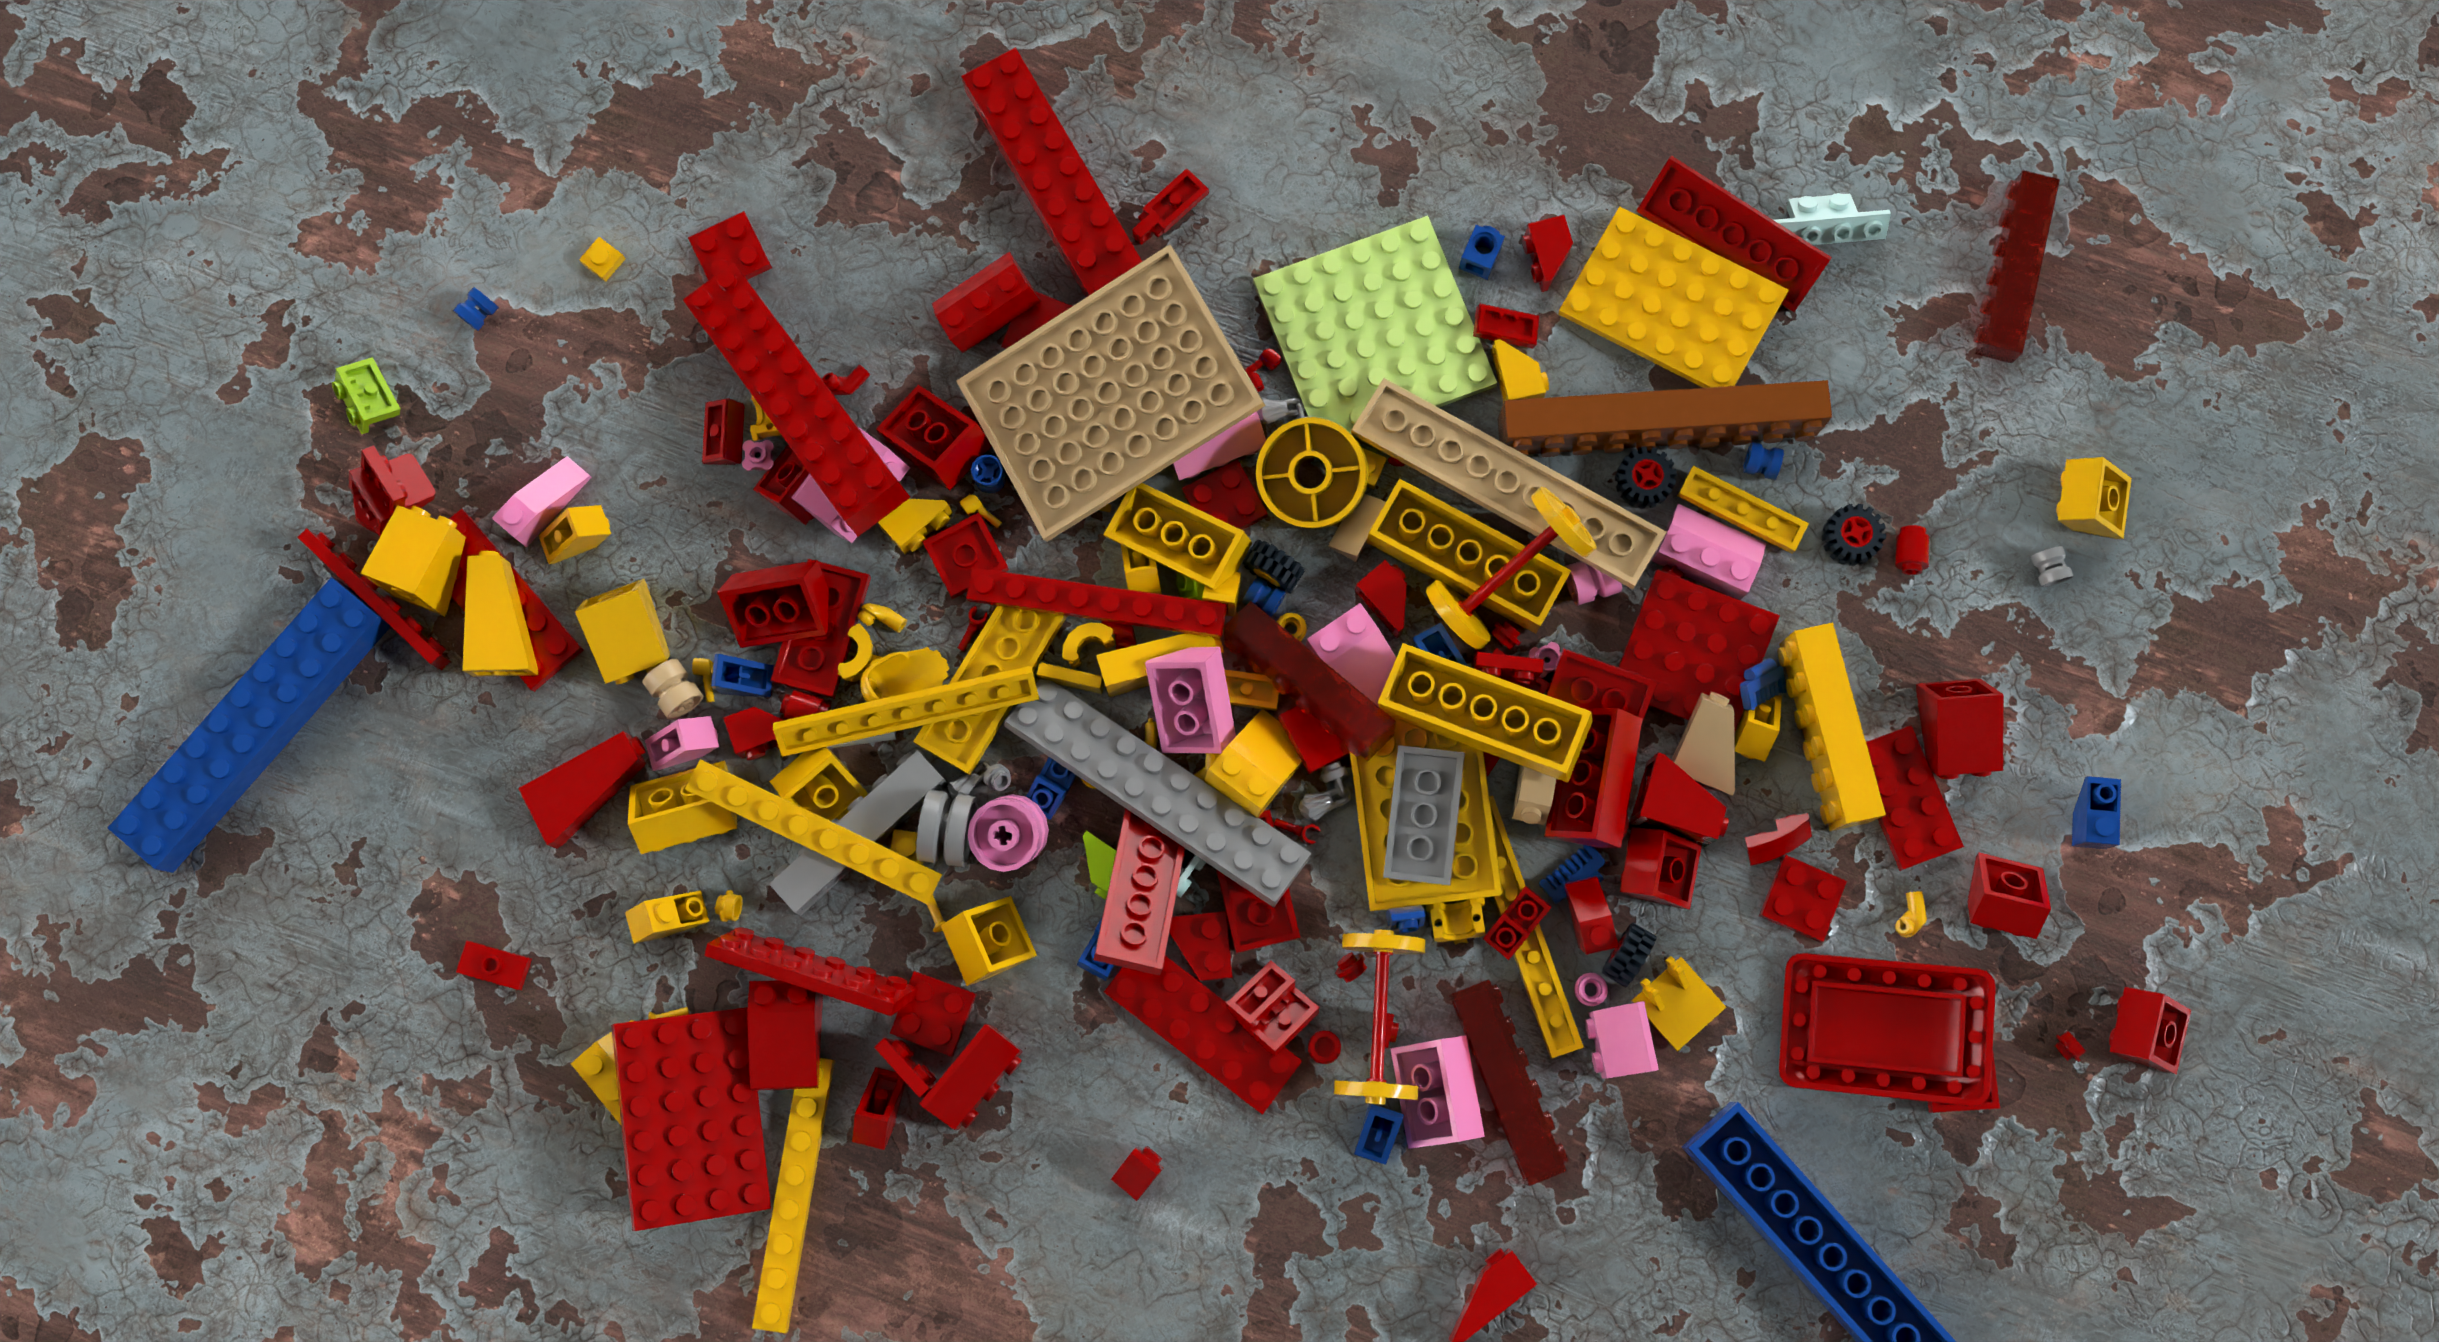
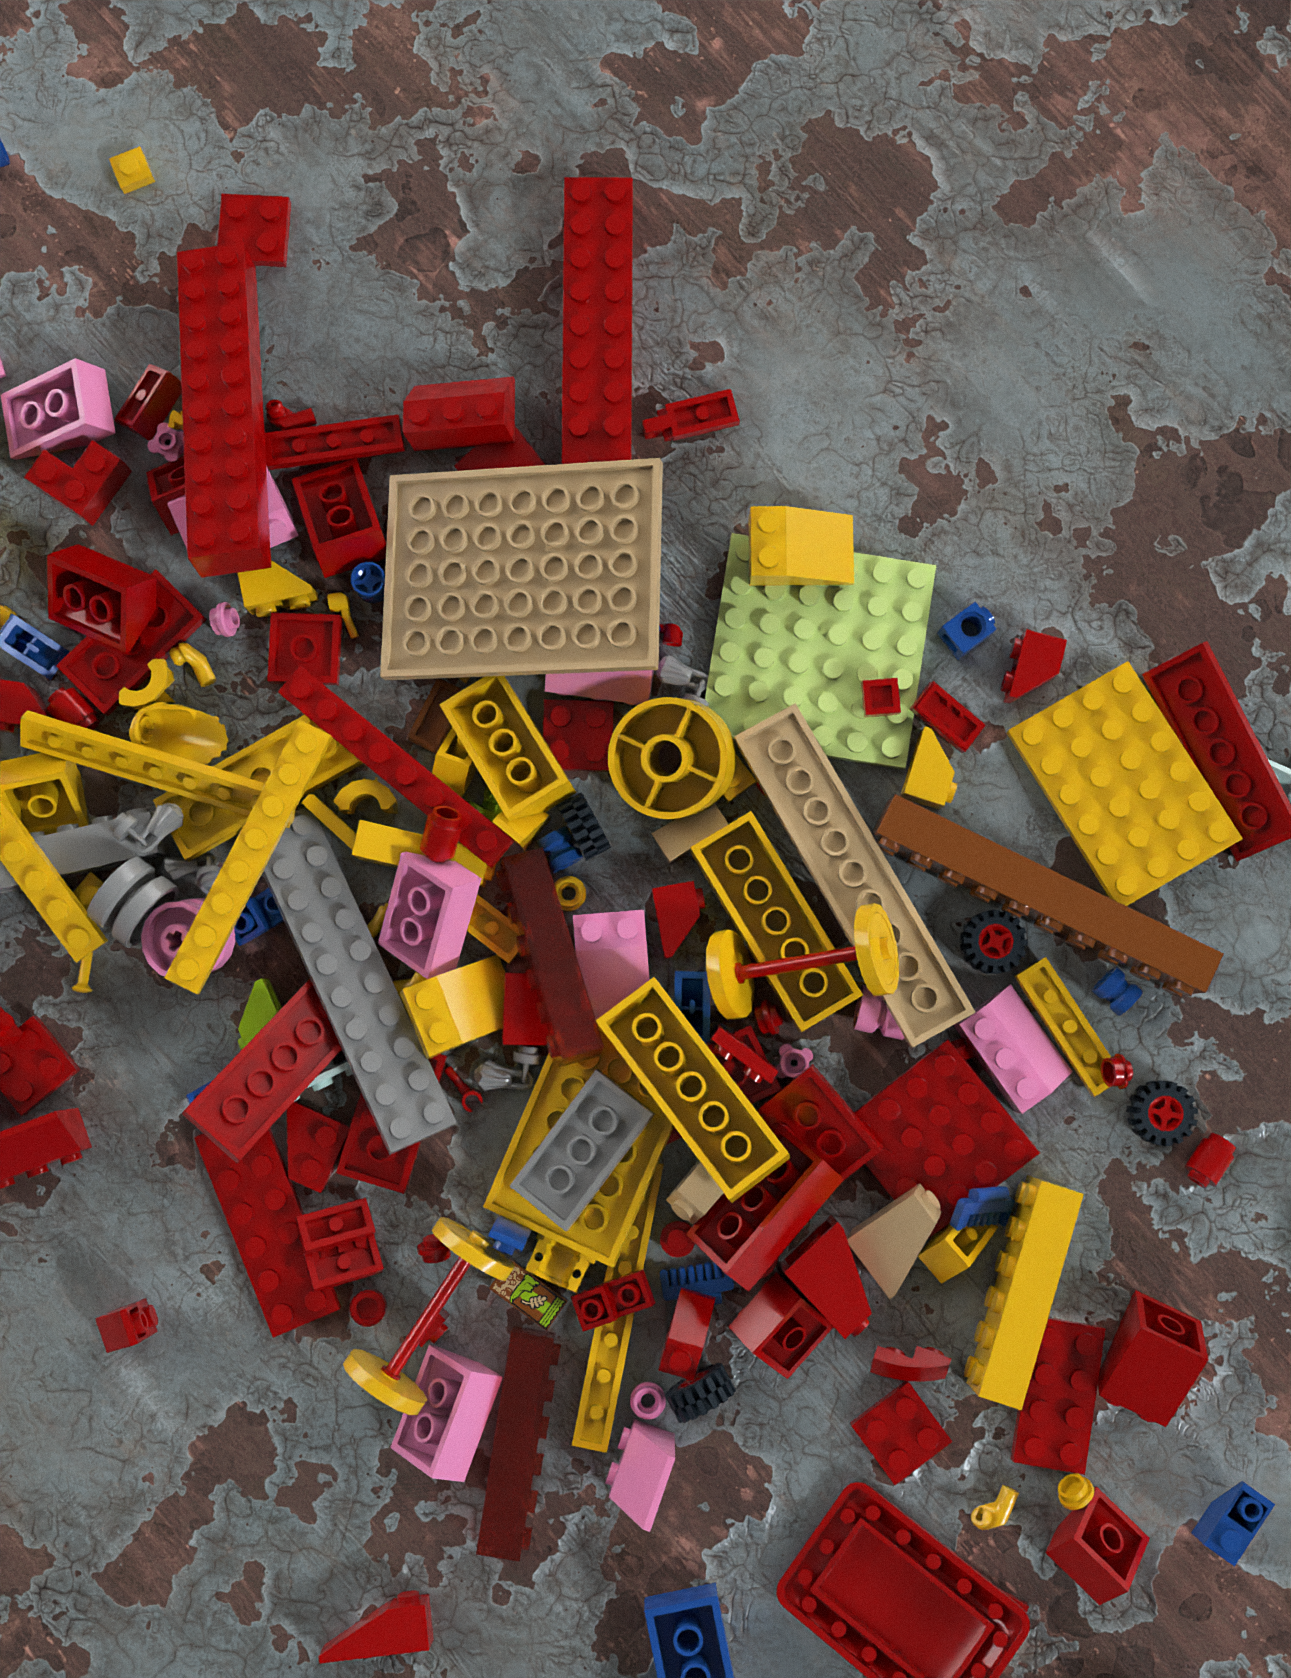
camera: 30 degrees right, 5 degrees up
(653, 479) = (58, 410): none -> bright pink slope
(710, 529) = (86, 486): none -> red brick
(887, 568) = (224, 620): none -> bright pink plate
(896, 379) = (334, 442): none -> red plate
(934, 751) = (164, 821): none -> light grey piece
(974, 625) = (272, 721): red hand -> none
(988, 940) = (116, 1028): yellow slope -> none
(1024, 735) = (248, 857): none -> yellow plate
(1102, 552) = (431, 723): none -> dark orange tile
(1123, 634) = (407, 814): red arm -> none
(1168, 629) = (441, 834): none -> red brick
(1269, 358) = (701, 619): red hand -> none
(1313, 258) = (799, 547): none -> yellow slope
(1378, 1133) = (368, 1420): blue slope -> none
(1447, 337) = (880, 697): none -> red plate
(1447, 962) = (530, 1295): none -> tile
(1538, 849) = (674, 1239): none -> red plate
(1679, 1002) = (722, 1462): yellow plate -> none
(1800, 520) = (1116, 1071): none -> red plate
(1964, 863) = (1075, 1491): none -> yellow plate

